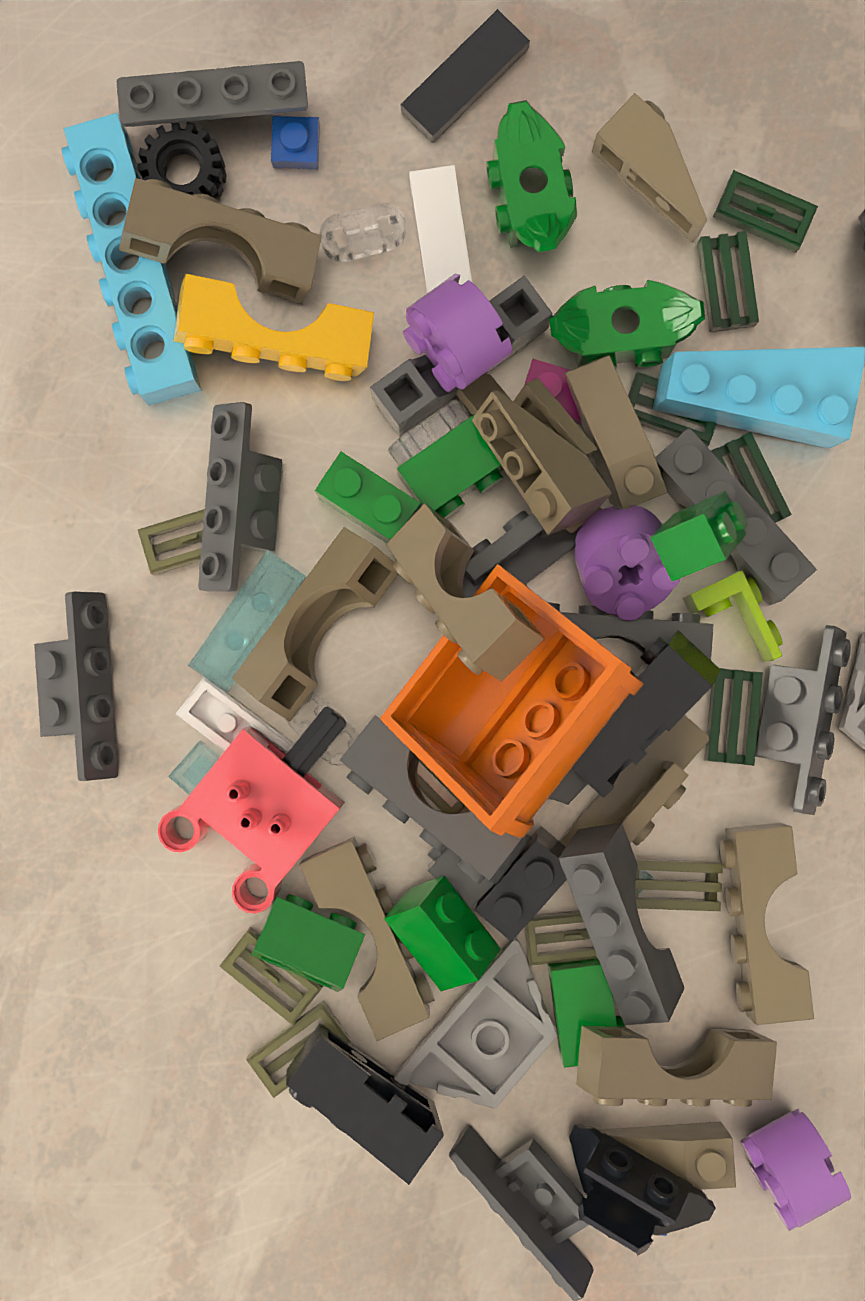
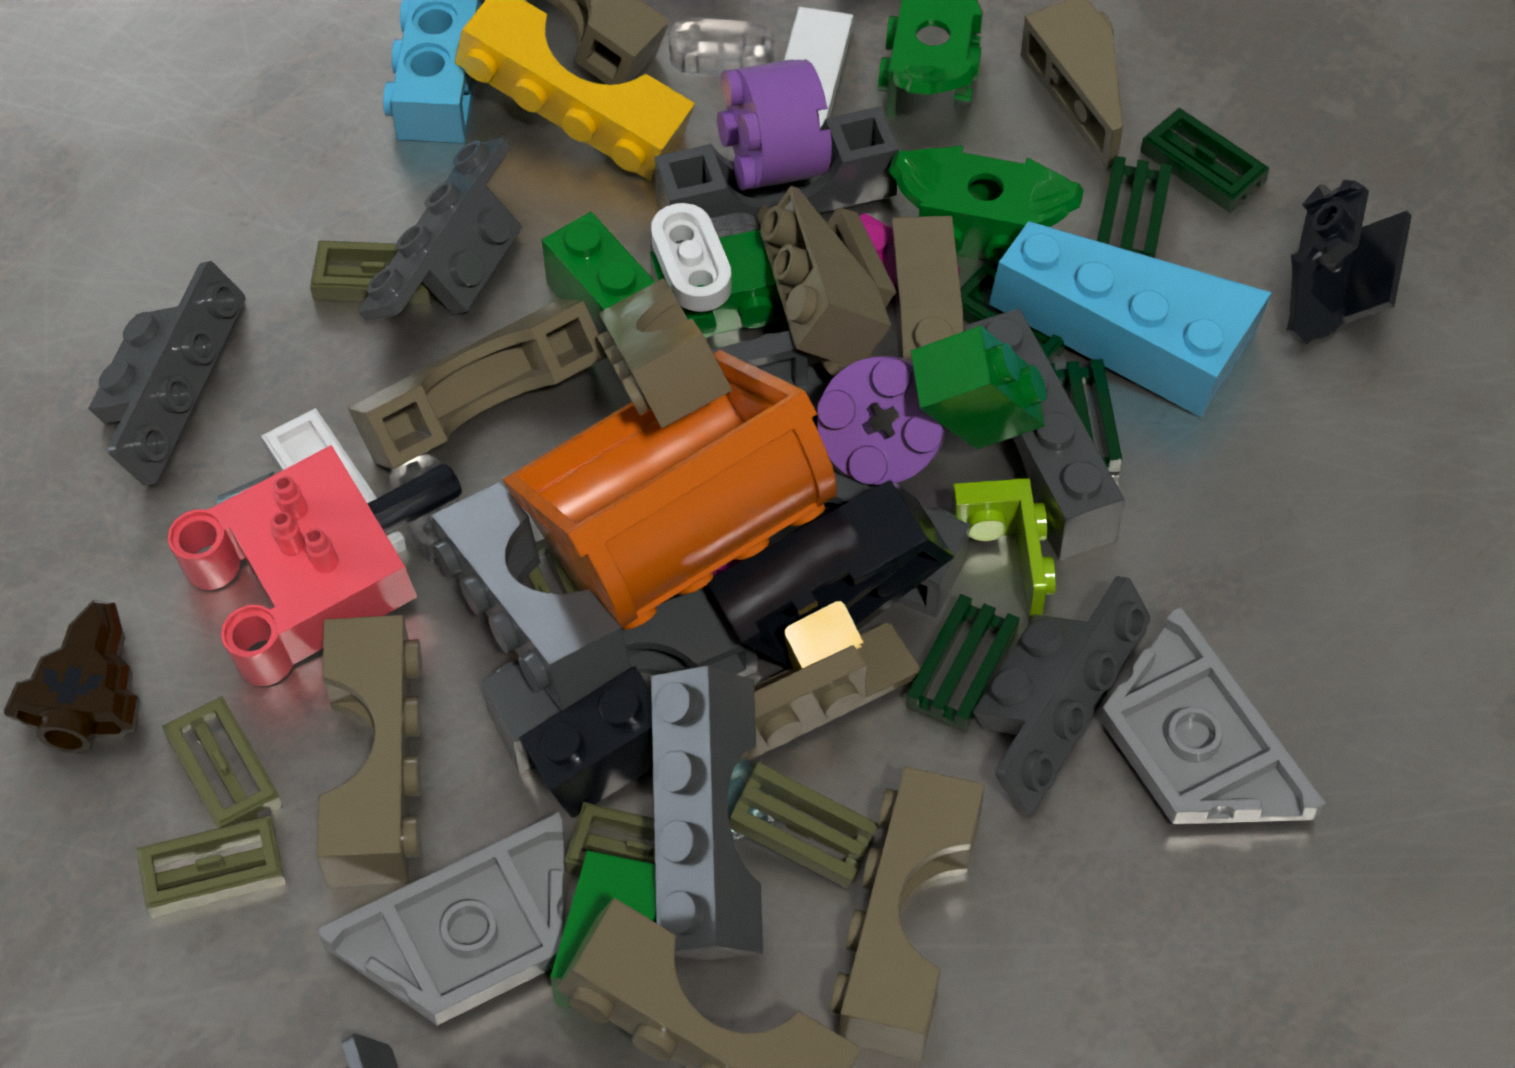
camera: 20 degrees right, 30 degrees down
(149, 956) = (80, 686): none -> dark brown rock
(246, 620) = (388, 365): clear light blue tile -> none
(308, 942) = (287, 723): green brick -> none
(365, 1102) = (263, 930): black wedge -> none
(435, 473) = (694, 261): none -> white plate
(442, 934) = (465, 760): green brick -> none
(652, 765) = (820, 635): none -> yellow slope

